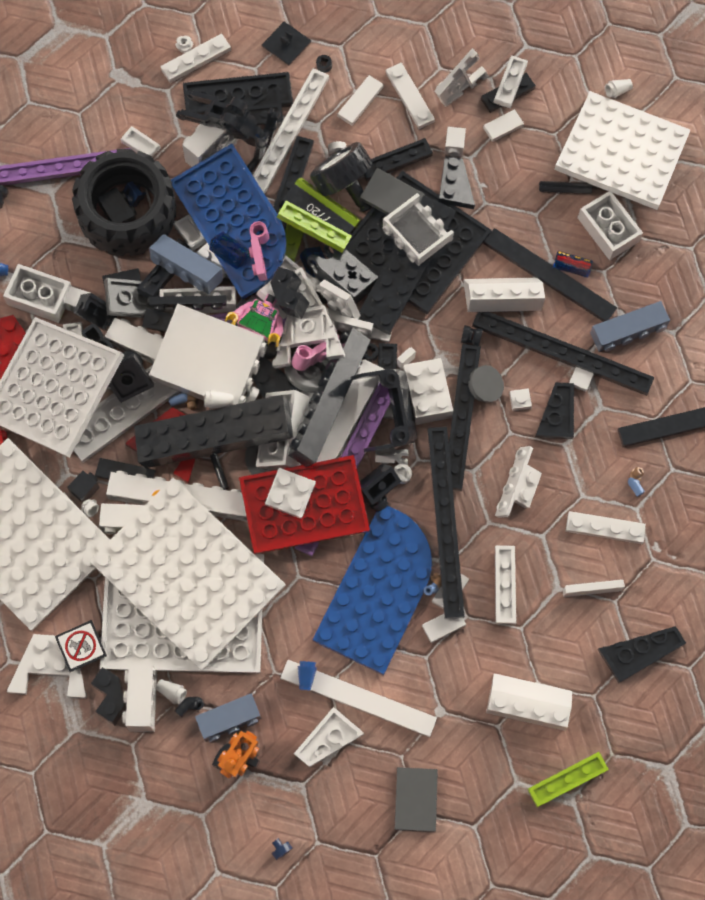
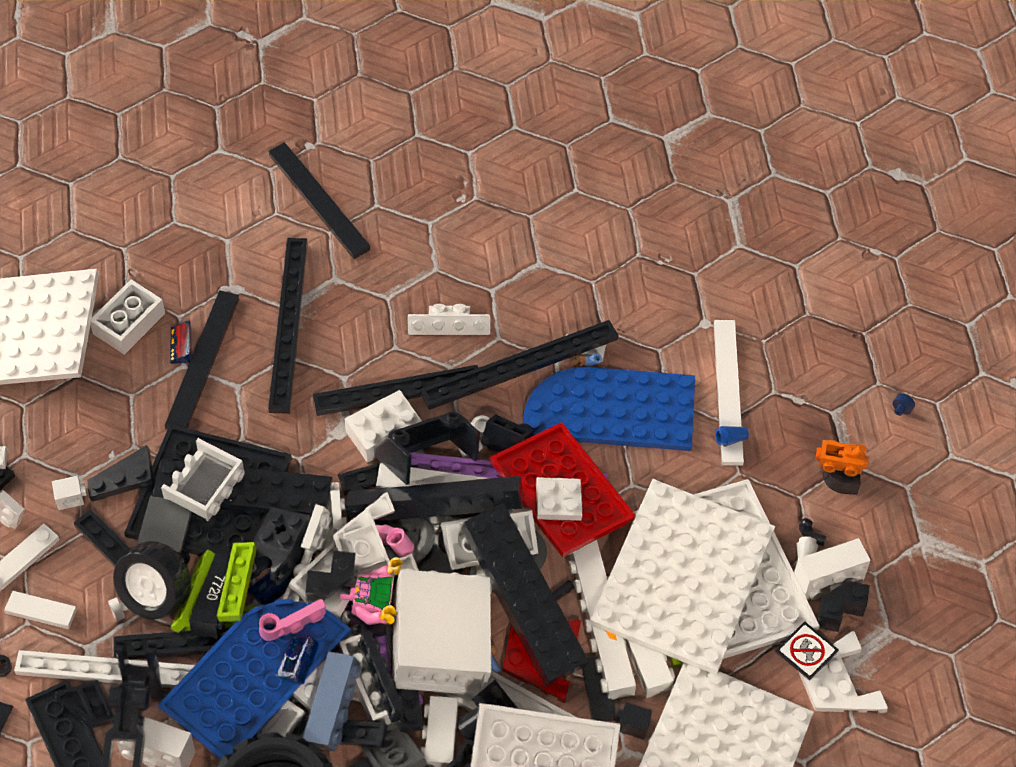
camera: 110 degrees left, 15 degrees down
(90, 507) = (654, 705): white plate -> none
(217, 399) = (492, 592): white cone -> none
(228, 718) = (806, 492): sand blue brick -> none
(328, 737) = (775, 401): white wing -> none
(406, 357) = (352, 458): white tile -> none
(416, 799) = (797, 315): dark grey tile -> none
(440, 627) = (626, 345): white tile -> none
(467, 334) = (303, 407): black wheel -> none
(486, 384) = (353, 376): dark grey tile -> none
(503, 125) = (30, 455): white tile -> none
(504, 294) = (242, 389): white slope -> none
(505, 585) = (557, 302): white plate -> none
(520, 399) = (356, 347): white plate -> none
(529, 702) = (662, 251): white slope -> none
(559, 413) = (358, 308): black wing -> none
(565, 187) = (91, 378): black axle -> none
(567, 779) = (717, 204): lime plate -> none
(581, 379) = (311, 301): white tile -> none
(593, 588) = (528, 231): white tile -> none
(605, 527) = (461, 241): white plate -> none
(630, 326) = (238, 272): sand blue brick -> none
(634, 481) = (402, 230): arm -> none
(638, 653) = (572, 181): black wing -> none

